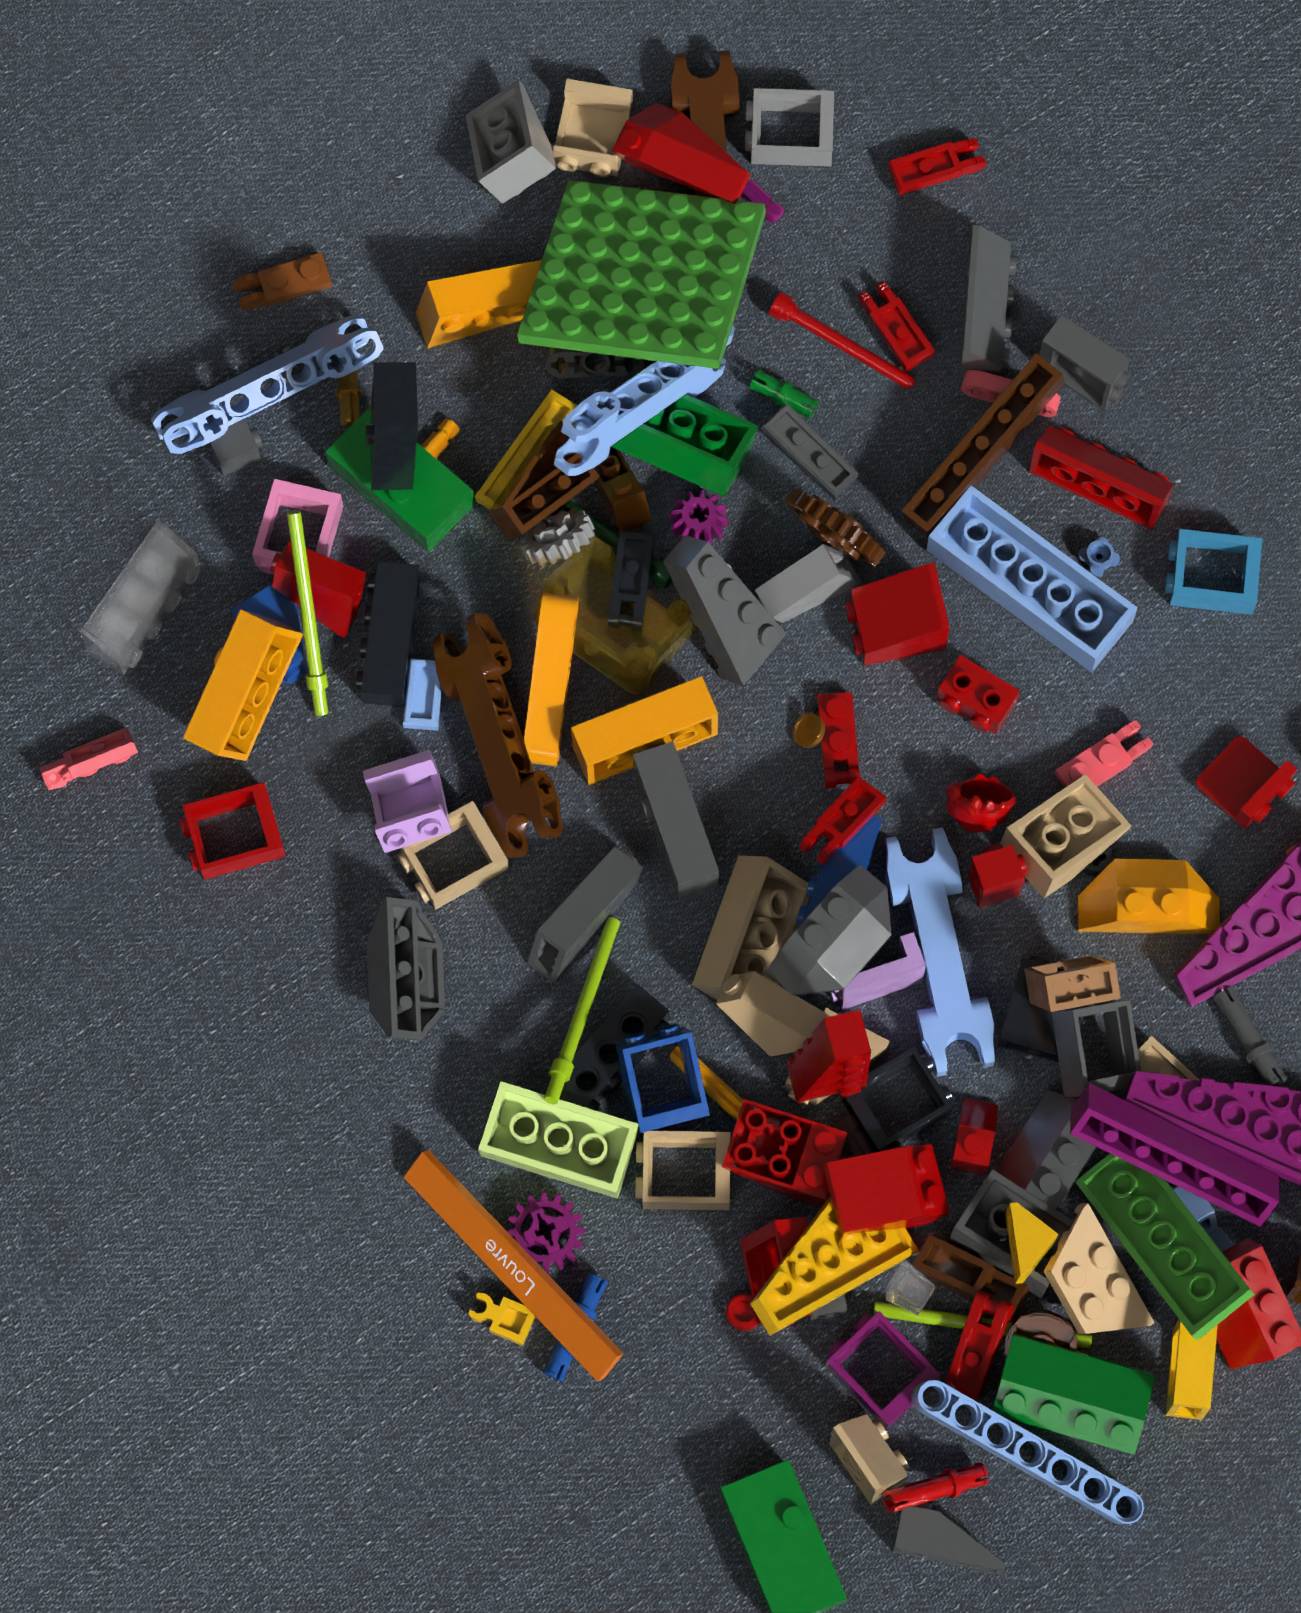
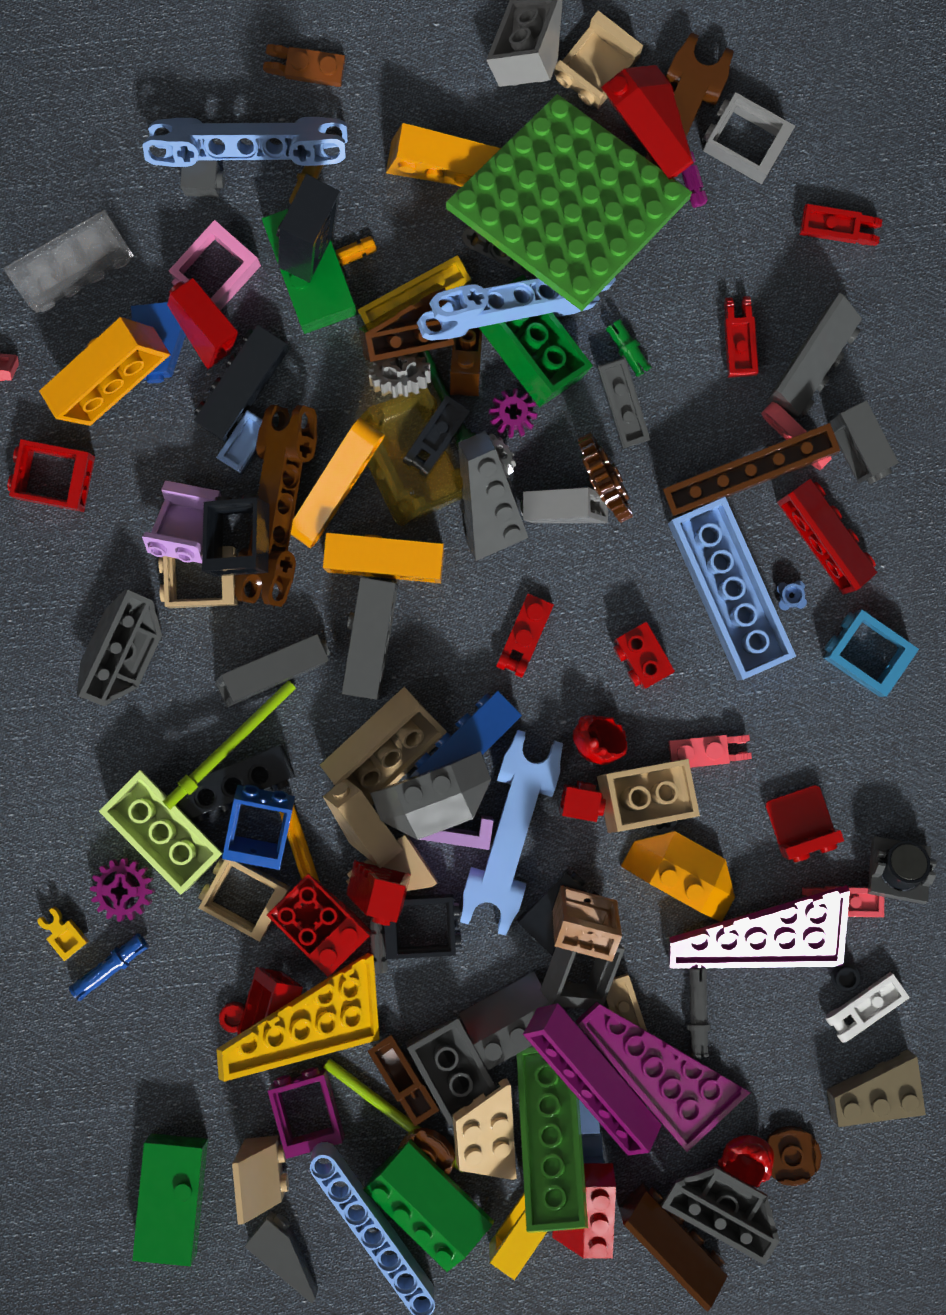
camera: 25 degrees right, 15 degrees up
(316, 677) = (168, 390): lime bar -> none
(491, 809) = (213, 536): none -> black window
(513, 1265) = (84, 904): orange tile -> none
(785, 309) = (666, 282): red piece -> none
(808, 730) = (507, 617): pearl gold piece -> none
(844, 819) = (492, 704): red hinge -> none
(886, 1190) = (374, 993): red slope -> none
(899, 616) = (617, 566): red slope -> none
(909, 1288) = (357, 1065): clear slope -> none
(948, 1484) = (305, 1218): red pin -> none
(975, 1136) = (463, 979): red slope -> none
(978, 1346) = (381, 1134): red plate -> none
(1028, 1240) = (451, 1092): yellow slope -> none

